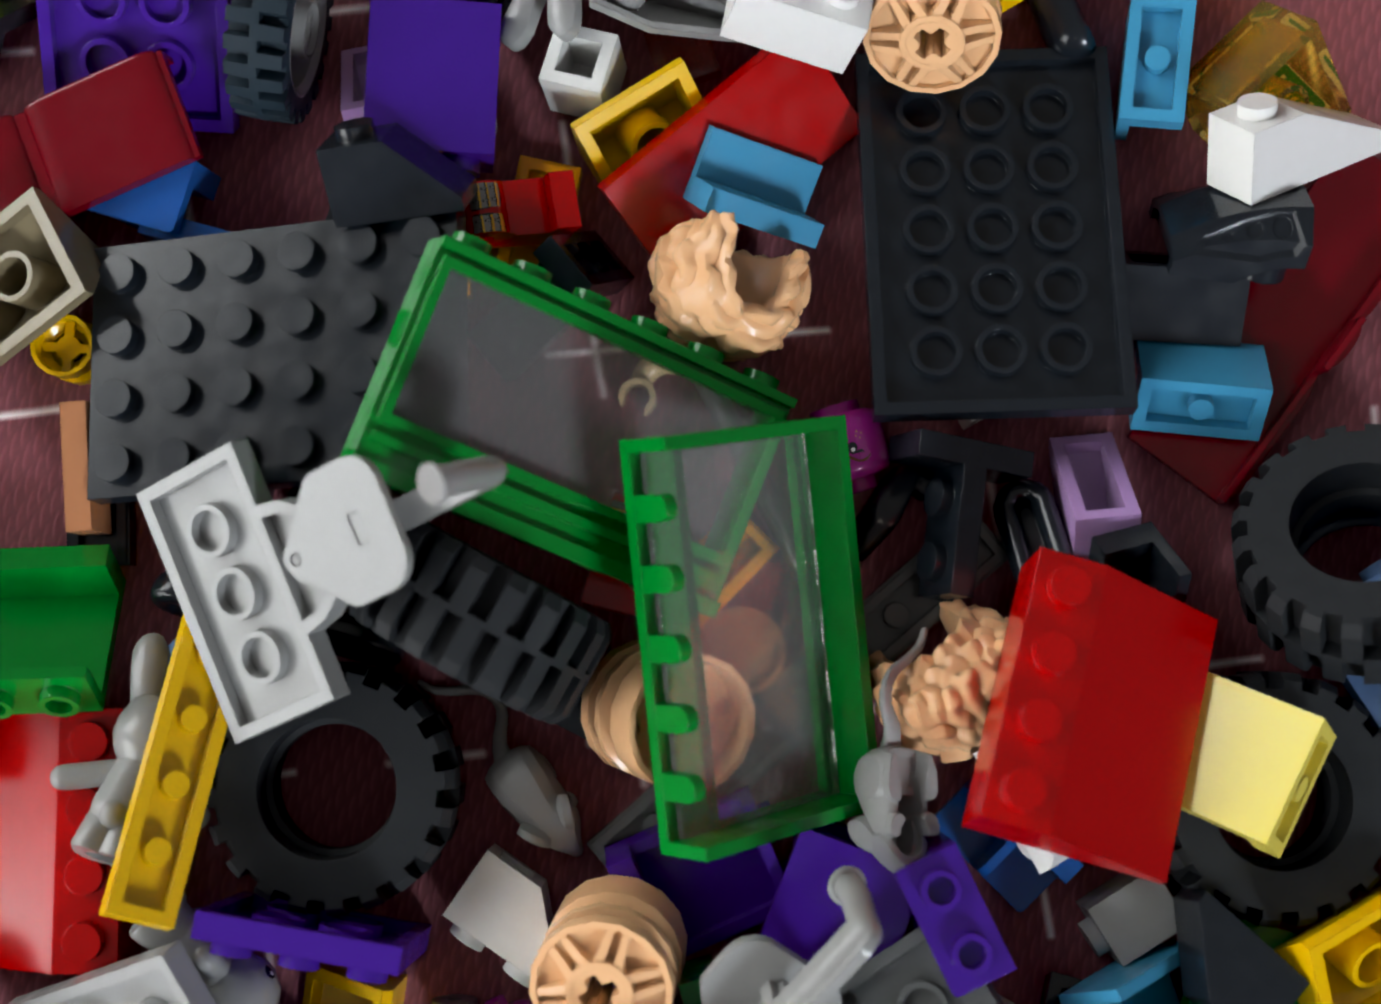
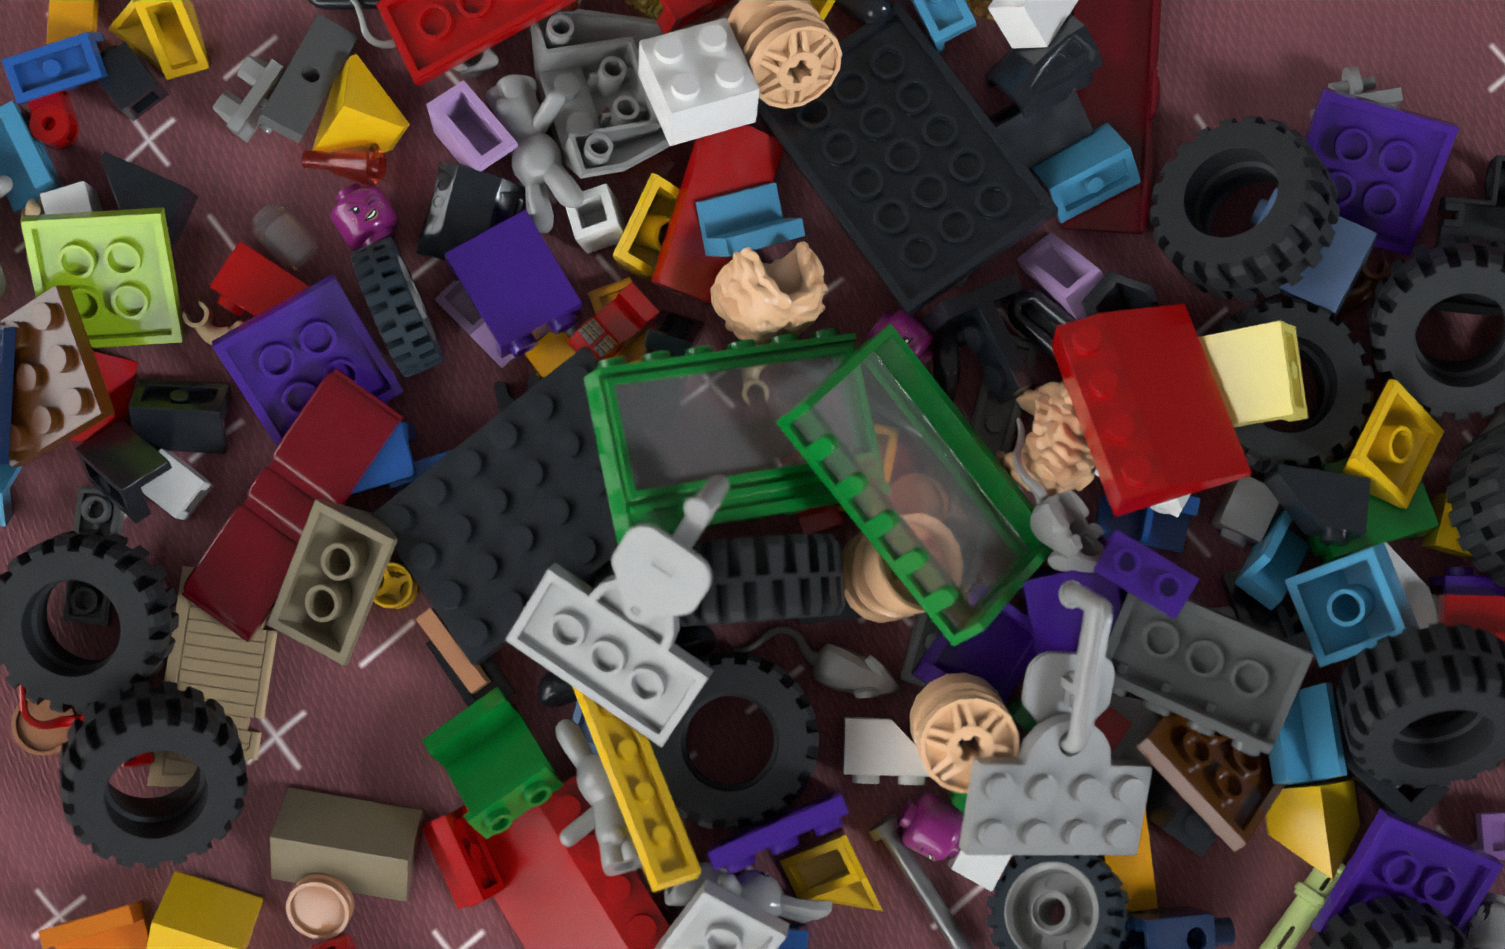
camera: 40 degrees left, 0 degrees up
(388, 175) = (532, 355): black slope -> none

